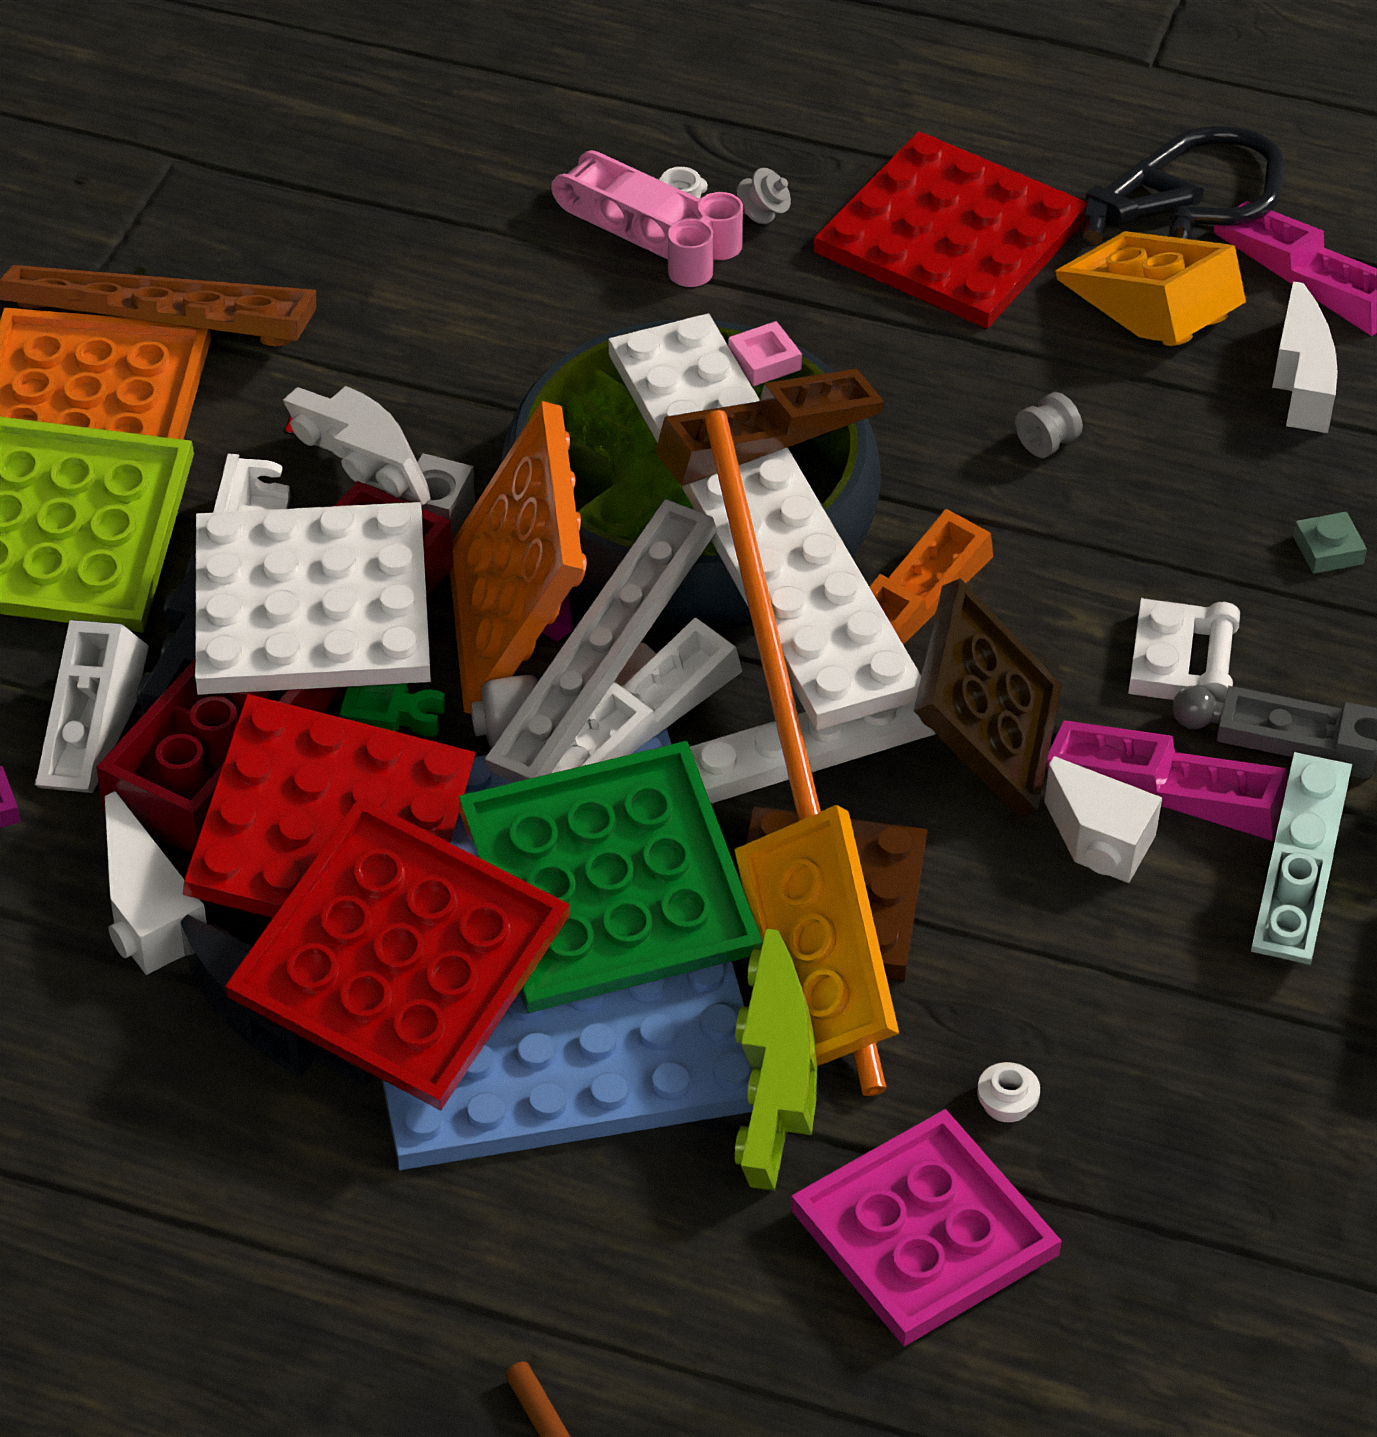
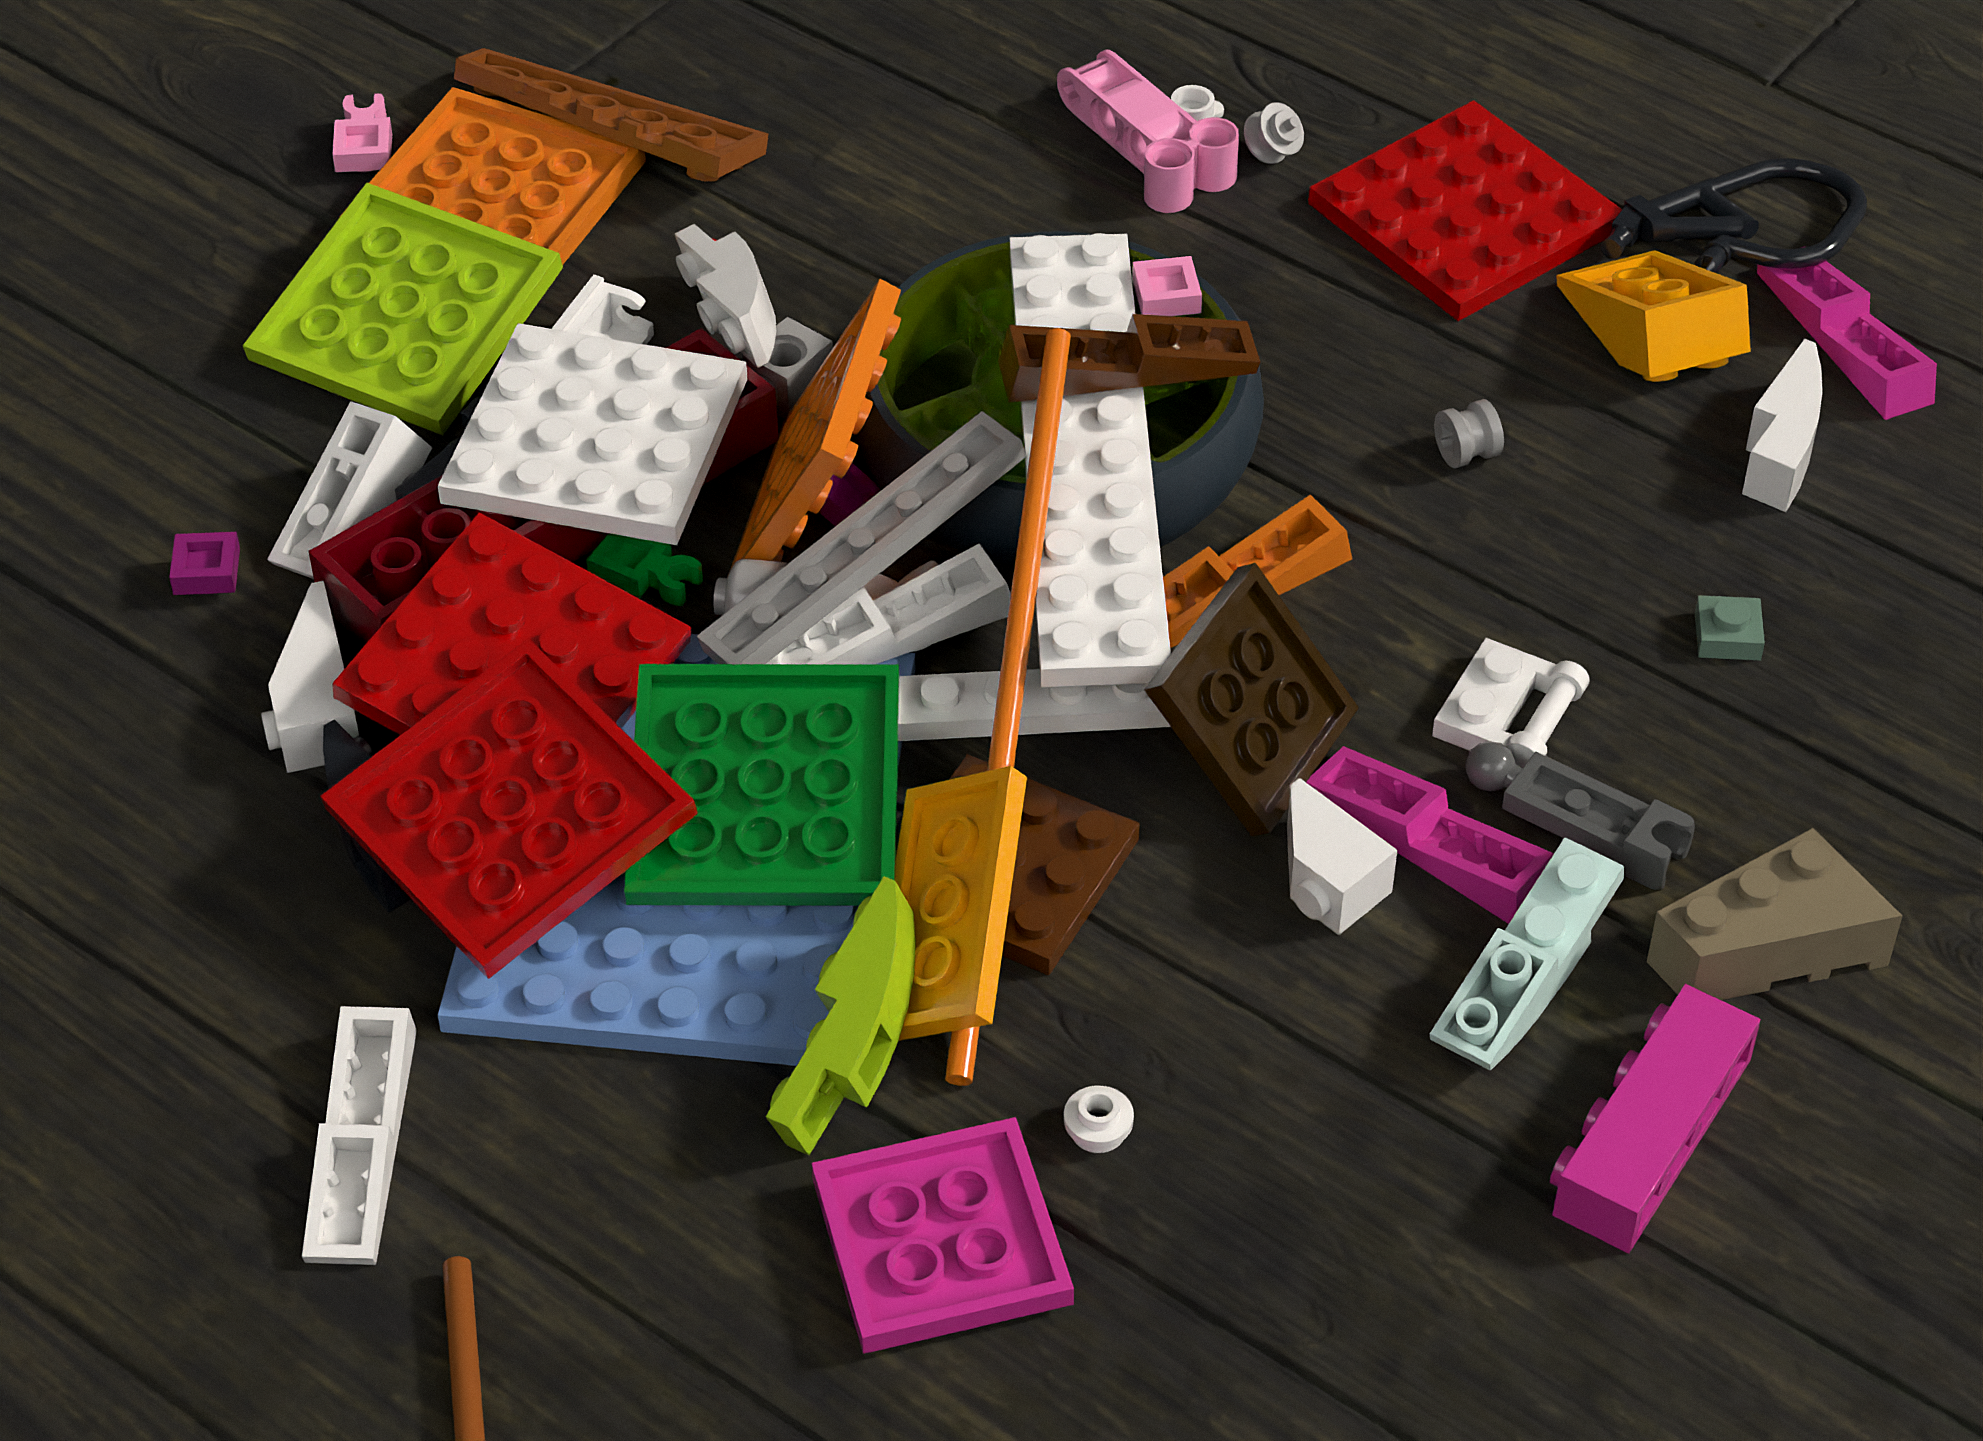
camera: 20 degrees right, 0 degrees up
(376, 1281) = (359, 1135): none -> white slope

